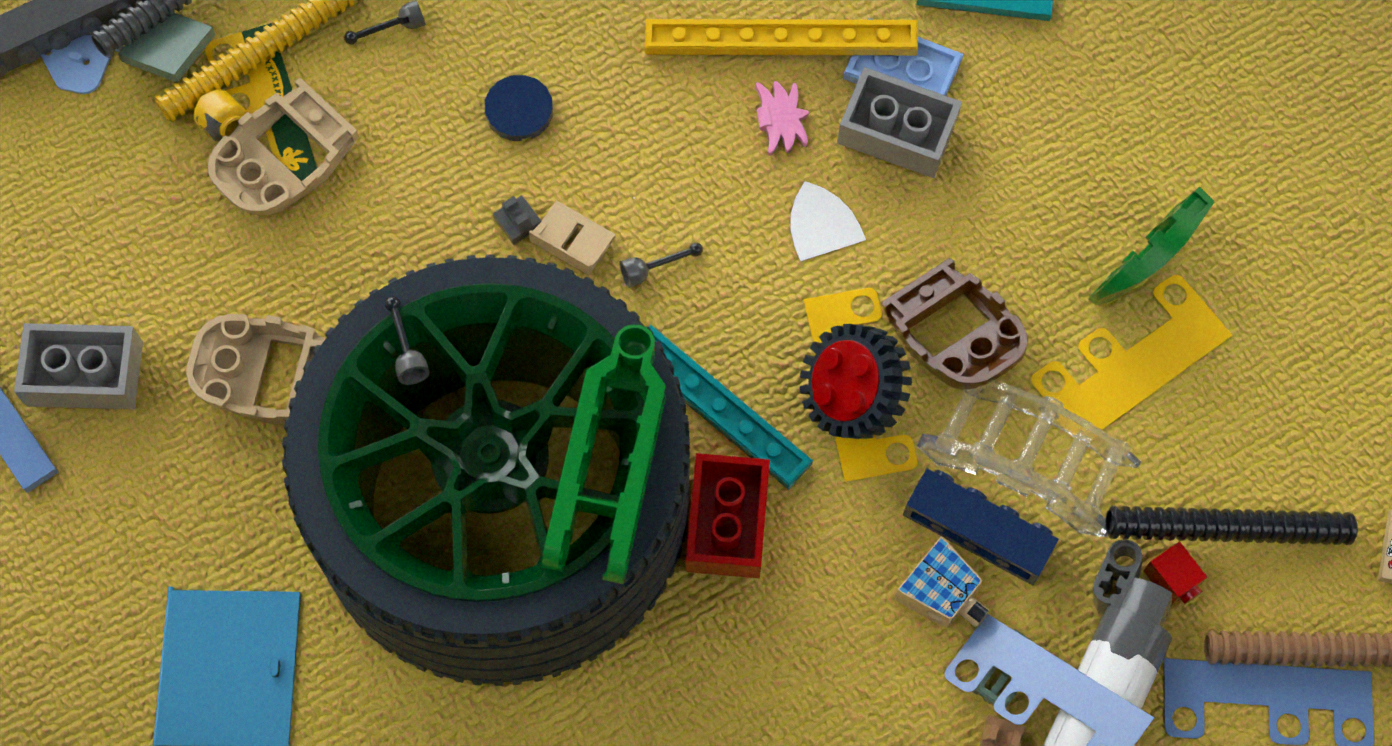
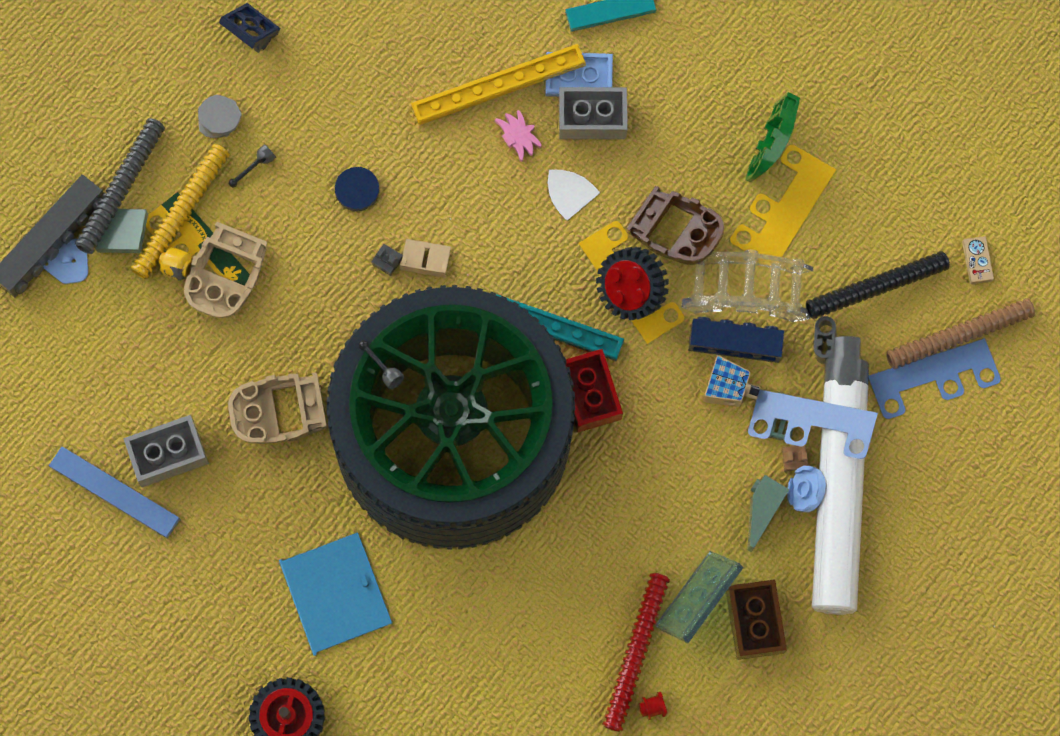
camera: 25 degrees left, 5 degrees up
(625, 369) = (520, 331): green piece -> none
(636, 270) = (472, 264): hinge -> none
(1177, 573) = (857, 324): red brick -> none

